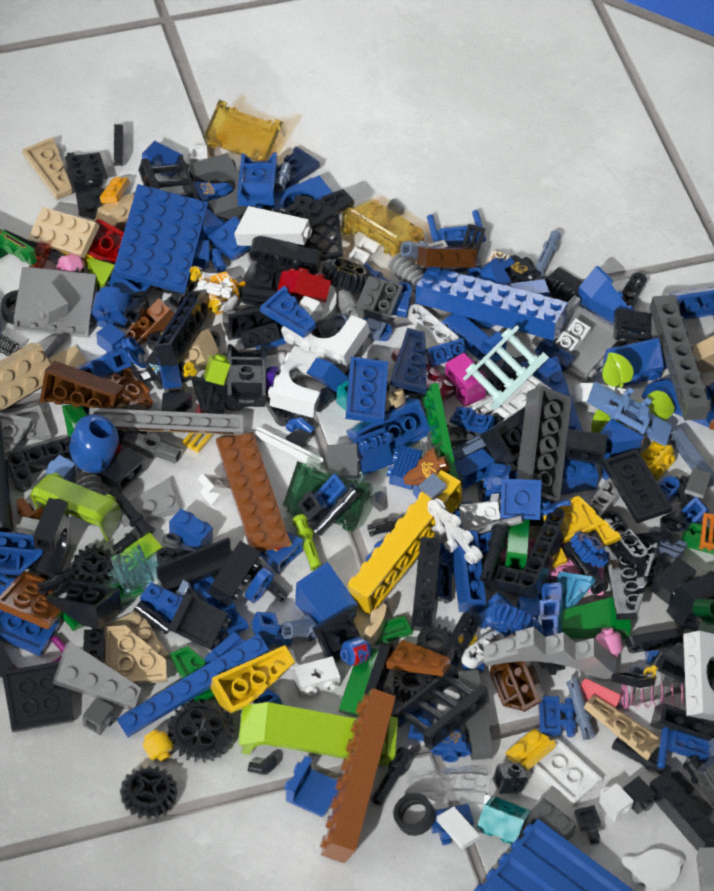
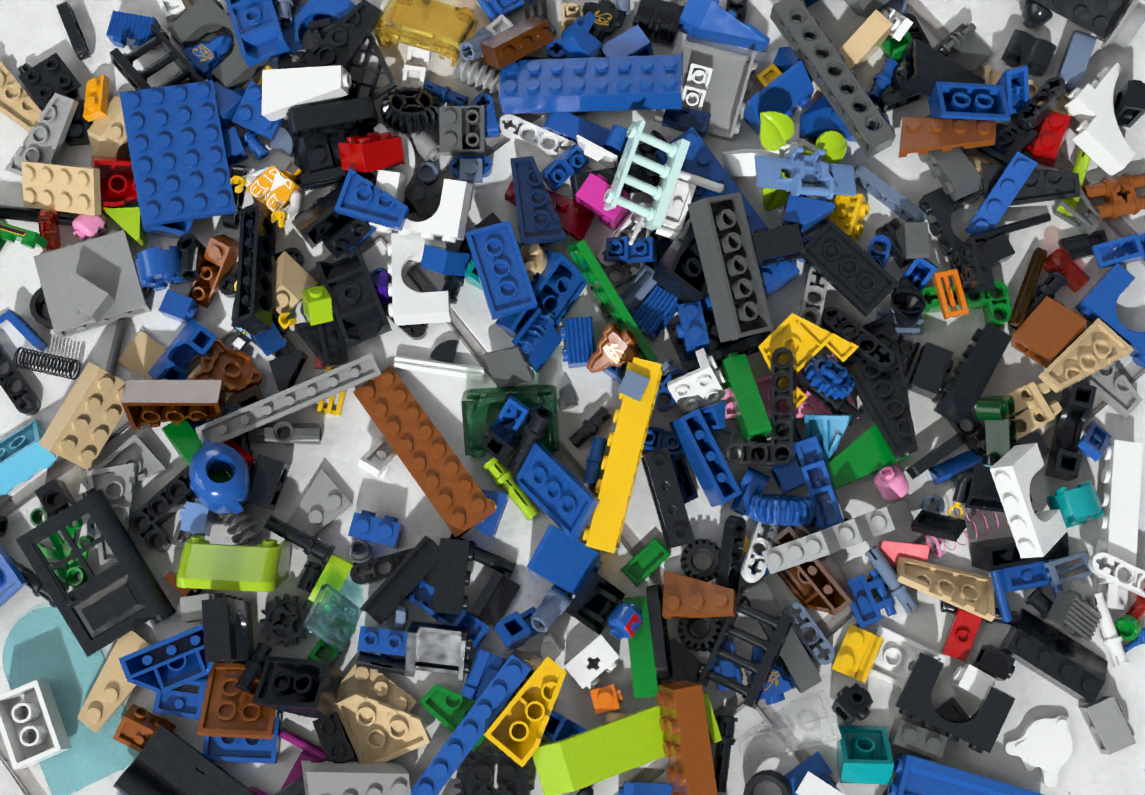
camera: 15 degrees left, 25 degrees up
(69, 199) = (49, 134): none -> light grey wing
(134, 351) = (212, 316): blue plate -> none
(215, 289) = (270, 196): white axle -> none
(239, 266) = (283, 143): none -> sand blue tile
(259, 585) = (482, 572): blue beam -> none
(260, 602) = (495, 598): none -> black panel
(299, 423) = (439, 331): blue arm -> none
(316, 700) = (606, 699): none -> orange brick
(342, 547) = (556, 491): none -> blue plate
(378, 620) = (631, 562): tan slope -> none
(451, 522) = (677, 432): white plant -> none
(474, 347) = (598, 156): none -> white piece
(494, 731) = (818, 634): none -> sand blue beam
(495, 545) = (728, 422): black pin -> none
(506, 522) = (705, 399): light grey bar -> none
(521, 498) = (735, 353): blue plate -> none
(547, 508) = (769, 347): blue plate -> none
(602, 825) = (978, 730): none -> black arch
(620, 765) = (961, 635): none -> red plate
(632, 321) = (759, 43): black plate -> none

